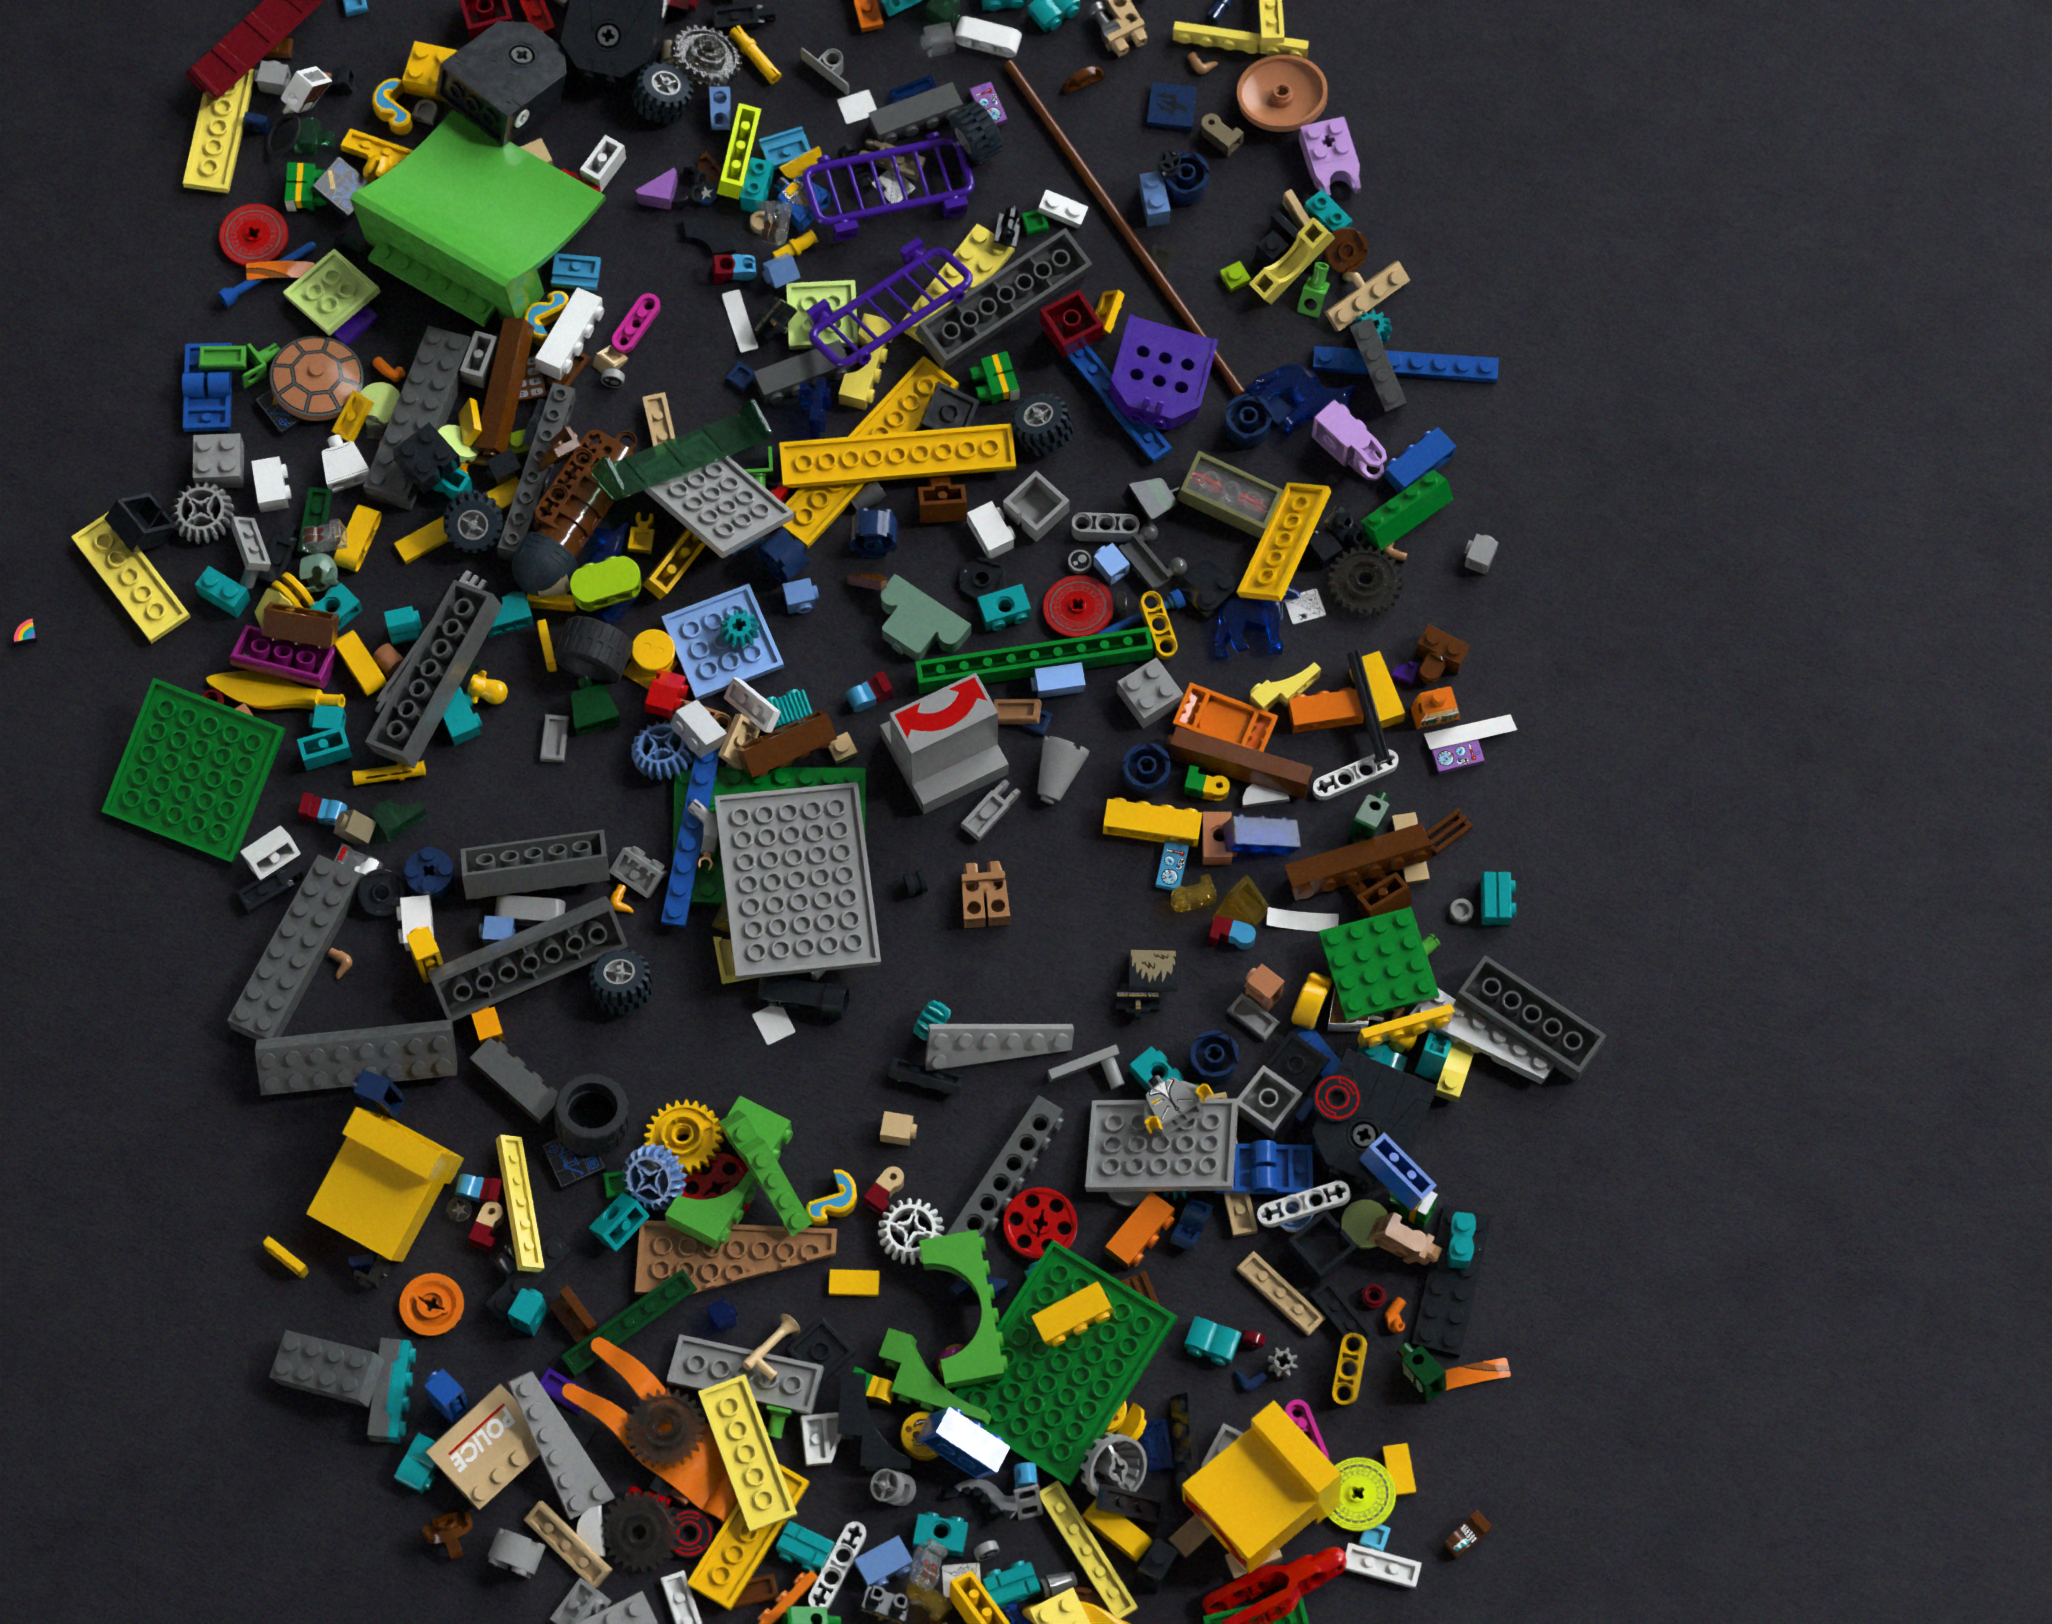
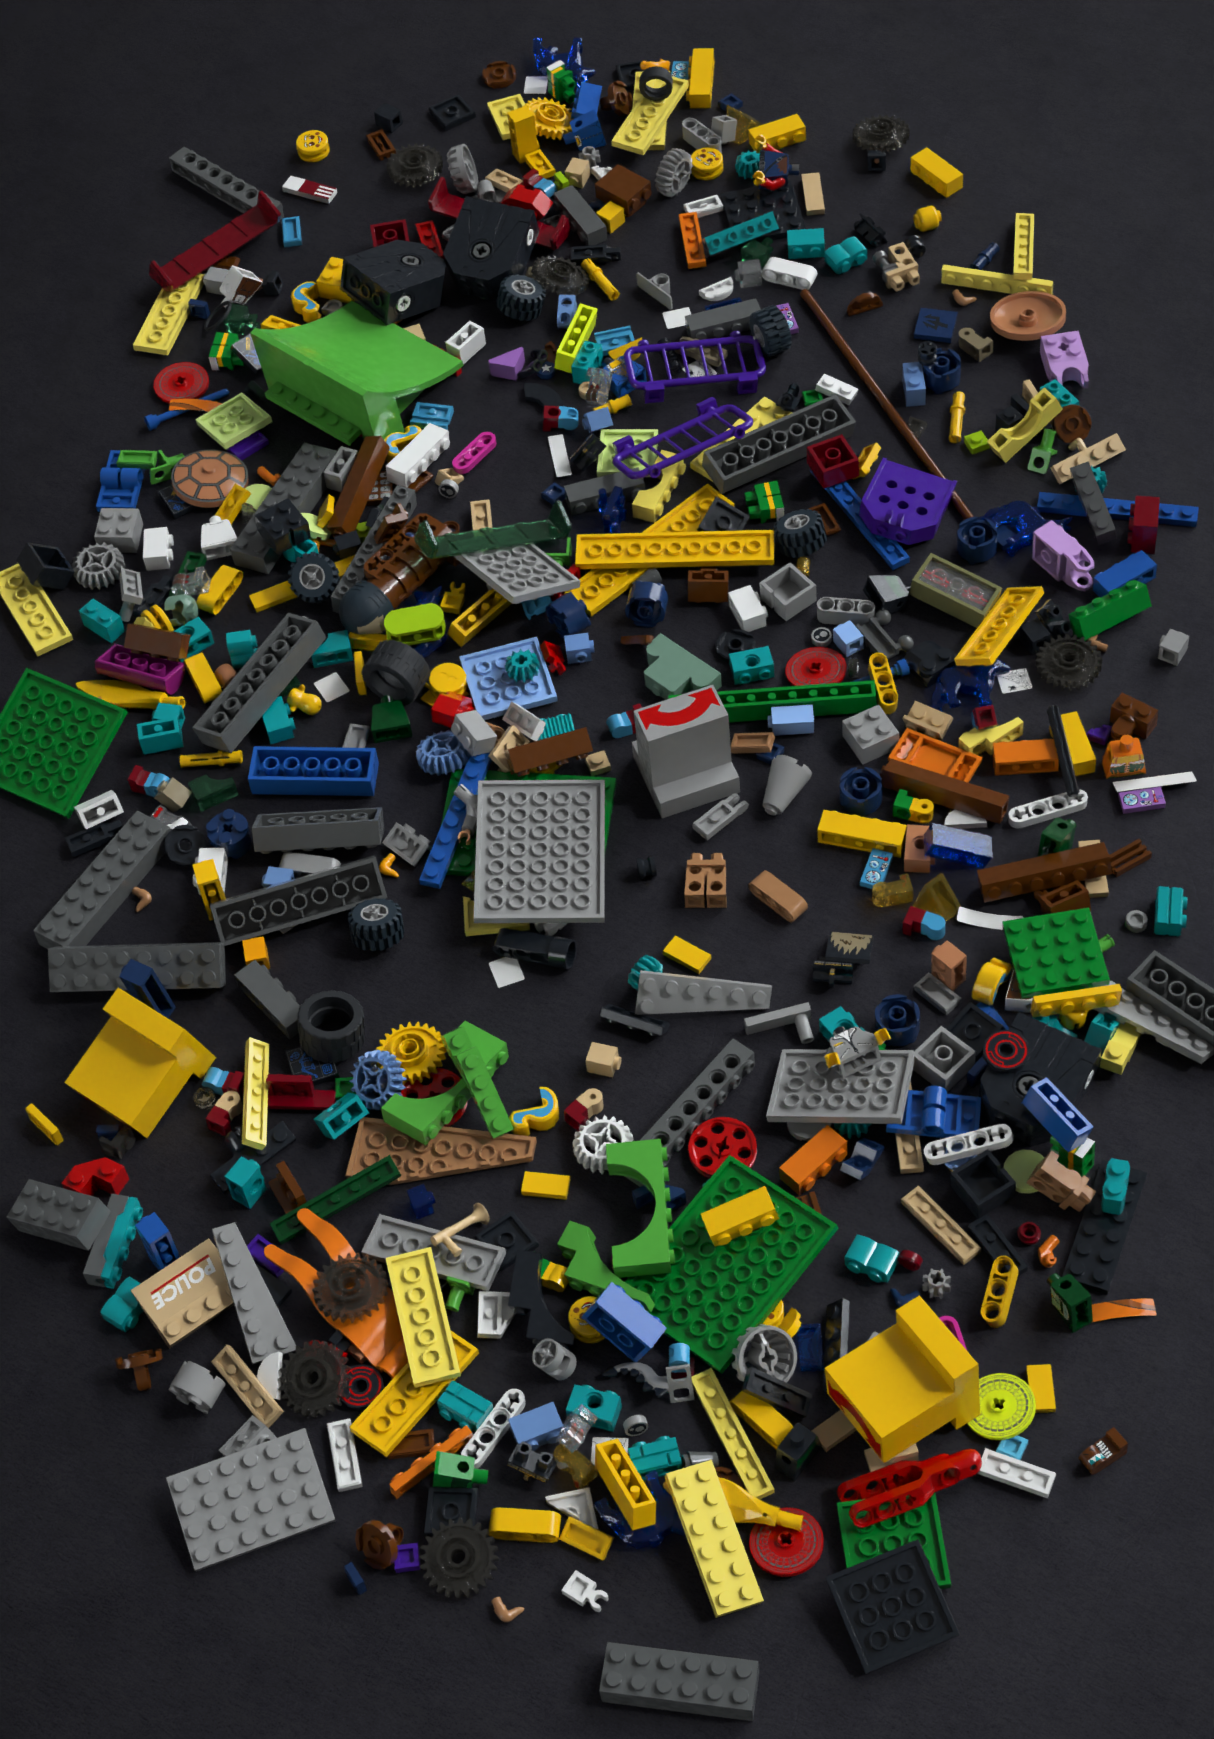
camera: 15 degrees right, 15 degrees down
(362, 1312) = (96, 1174): none -> red brick
(430, 1288) = (163, 1161): orange gear -> none
(513, 663) = (331, 687): none -> white sticker
(514, 784) = (313, 771): none -> blue brick
(566, 1198) = (297, 1093): none -> dark red bracket
(772, 608) = (554, 656): none -> red plate
(902, 64) = (718, 290): none -> white tile
(973, 989) = (687, 954): none -> yellow tile
(1048, 467) = (803, 565): none -> clear yellow piece
(1062, 388) = (830, 524): none -> reddish brown tile
(1067, 909) = (778, 896): none -> medium nougat beam
(1209, 236) = (957, 411): none -> yellow pin
(1213, 669) = (927, 720): none -> tan bracket
(1276, 668) = (984, 717): none -> dark red leg
(1438, 391) = (1143, 524): none -> dark red brick

